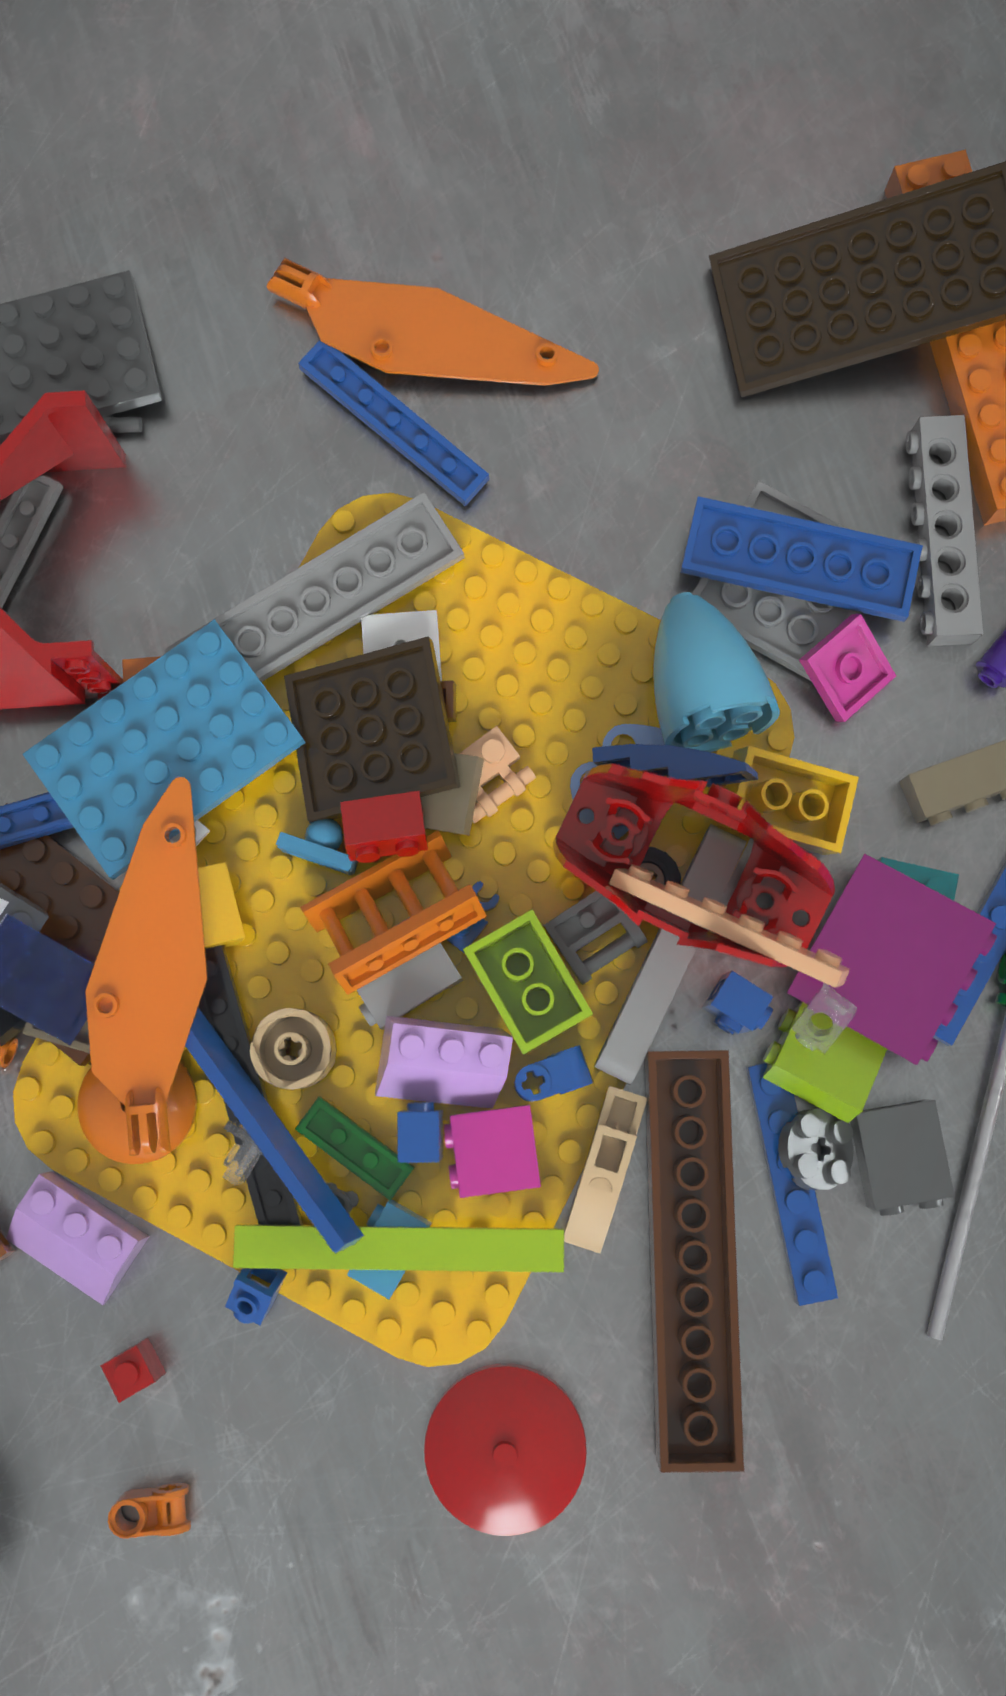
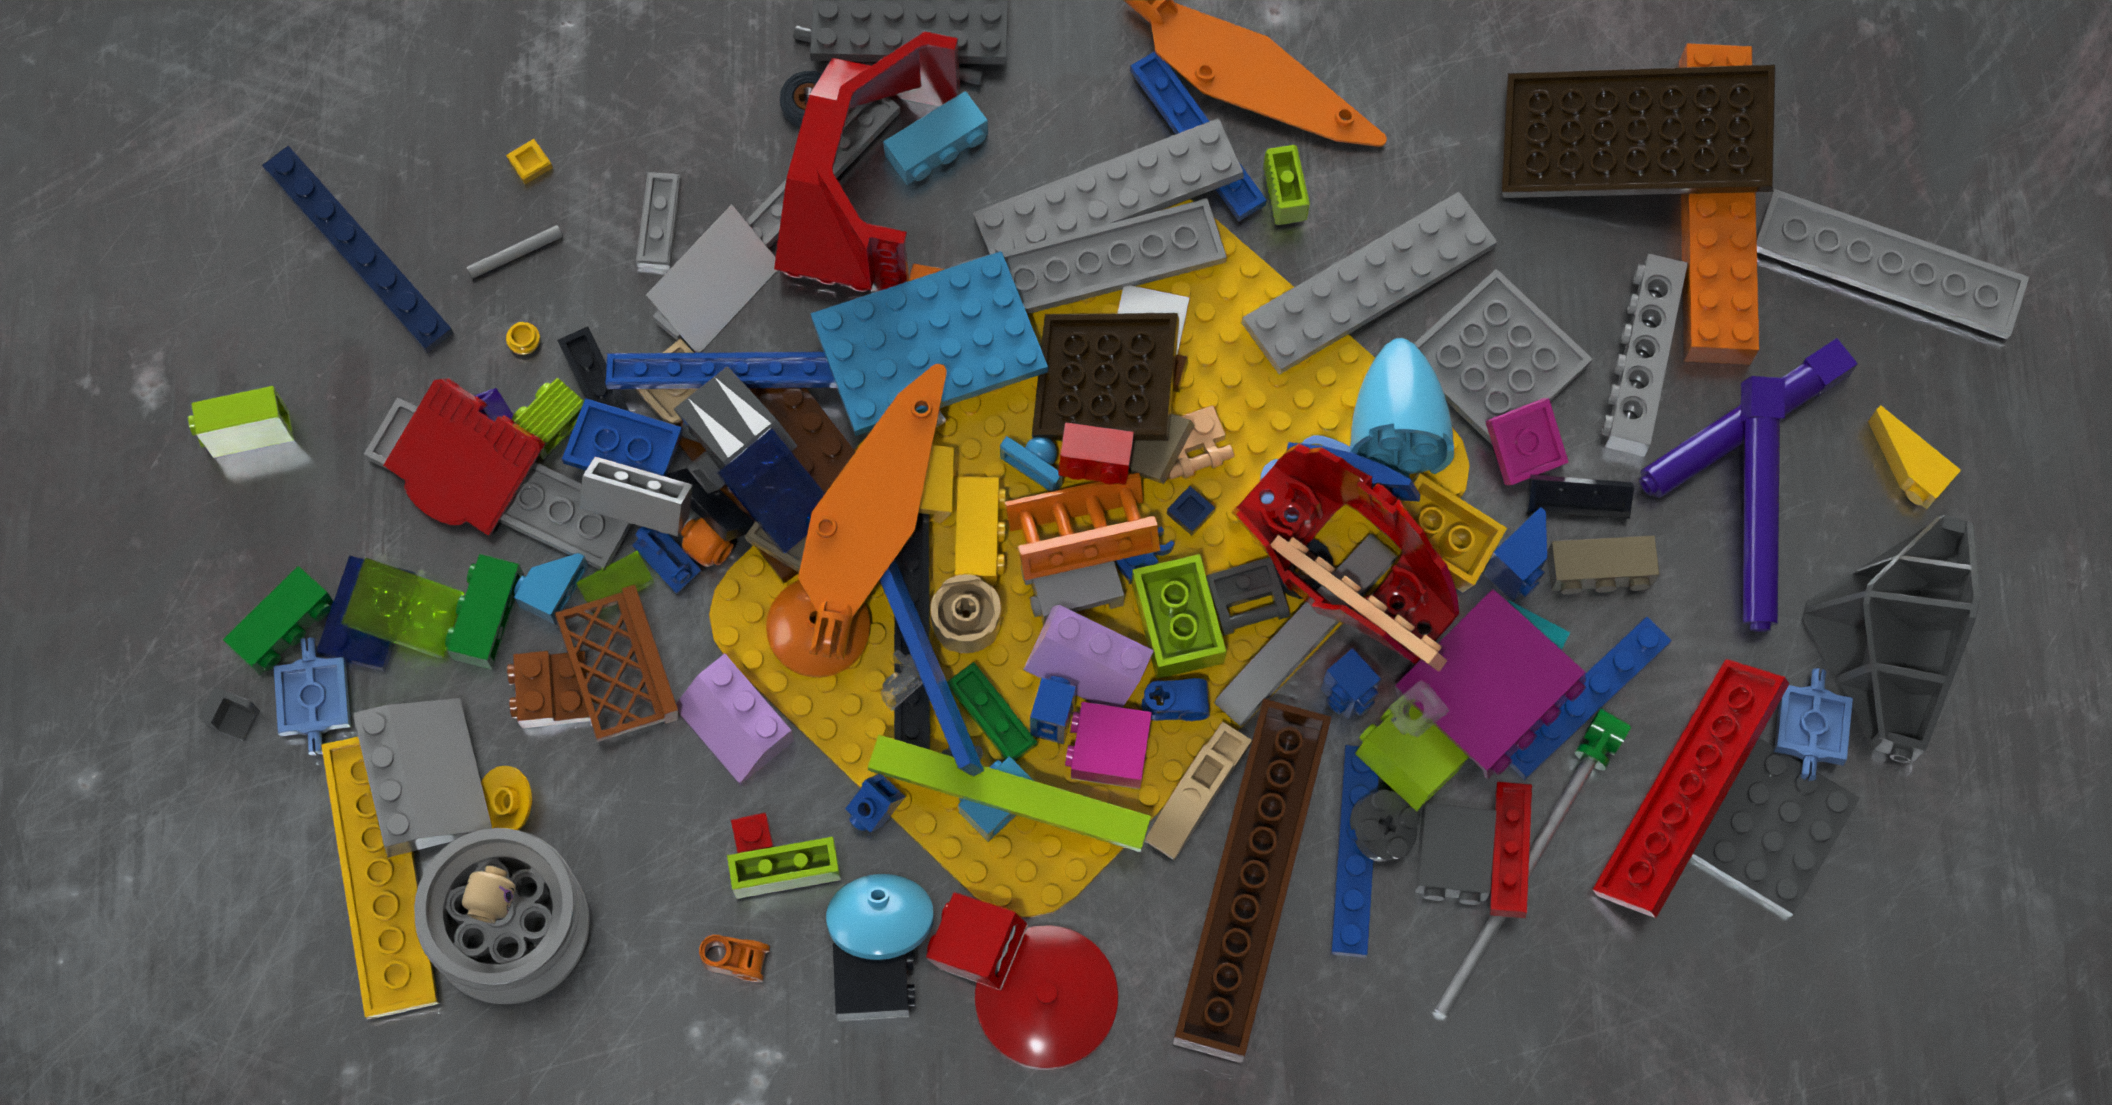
camera: 10 degrees right, 10 degrees down
(109, 506) = (936, 138): none -> medium azure brick
(175, 1397) = (783, 867): none -> lime brick
(281, 946) = (979, 528): none -> yellow brick
(309, 1493) = (872, 986): none -> black piece
(313, 1438) = (880, 916): none -> medium azure dish
(320, 510) = (1115, 189): none -> light grey plate
(411, 1418) = (976, 940): none -> red piece
(505, 450) = (1286, 184): none -> lime brick
(506, 853) = (1190, 510): none -> dark blue plate
(624, 536) = (1368, 282): none -> light grey plate
(801, 559) = (1512, 341): blue plate -> none
(883, 802) = (1520, 558): none -> blue slope
(920, 711) = (1580, 496): none -> black plate
(963, 1138) = (1511, 850): none -> red plate

